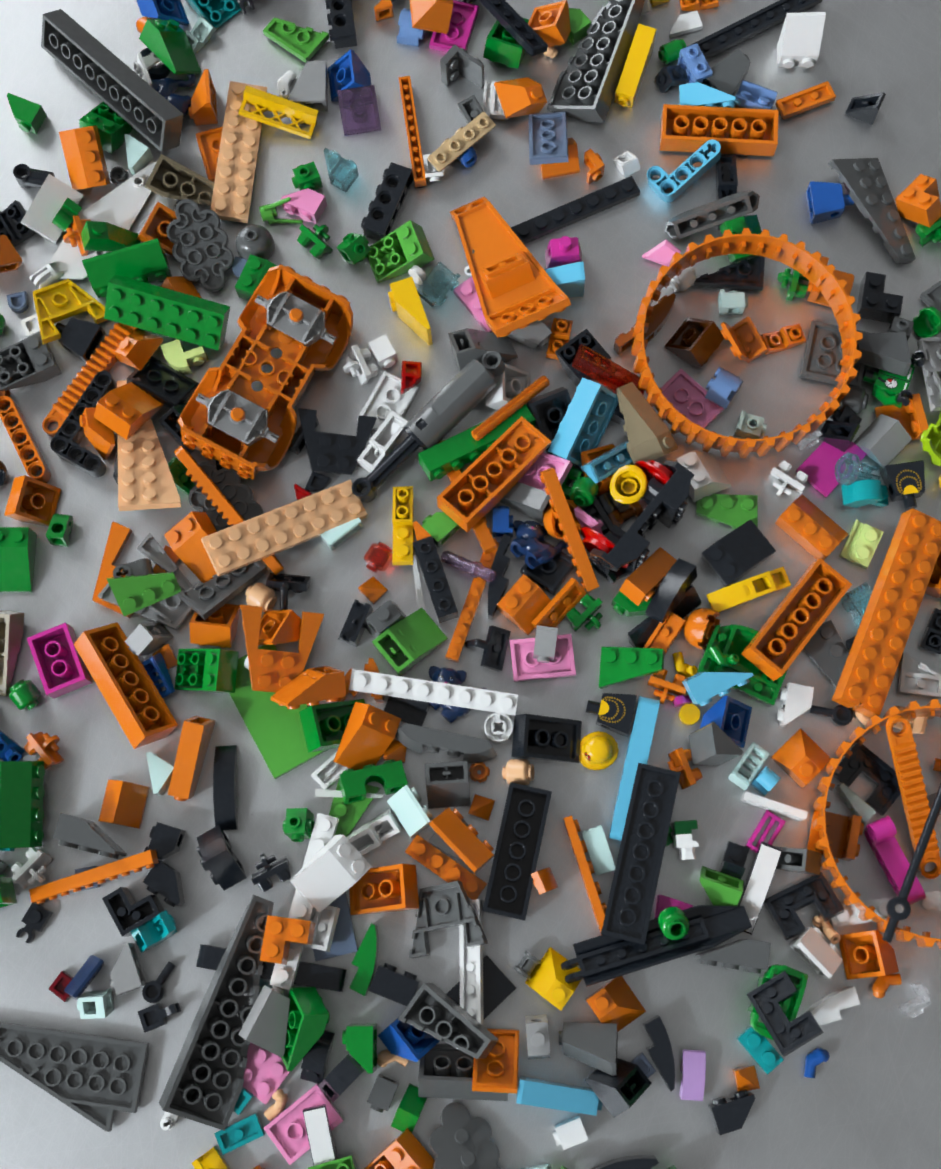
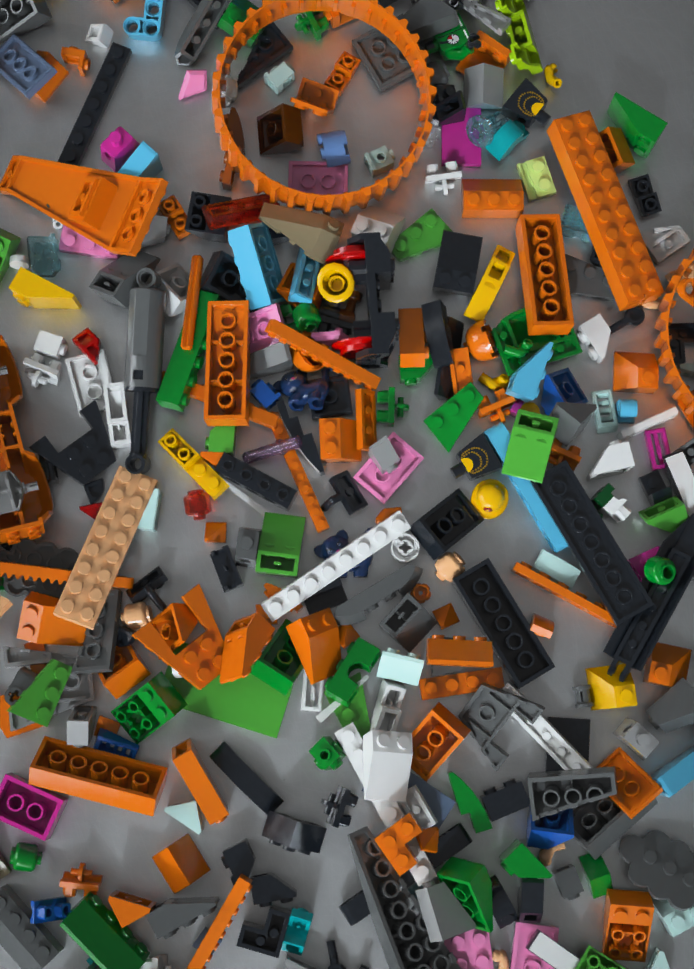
camera: 50 degrees left, 5 degrees up
(57, 797) = (129, 907): none -> orange slope
(234, 604) = (124, 636): none -> black tile
(309, 957) = (428, 839): none -> orange slope
(510, 689) = (385, 513): none -> orange arm
(662, 736) = (530, 445): none -> bright green slope
(717, 808) = (612, 461): none -> white slope

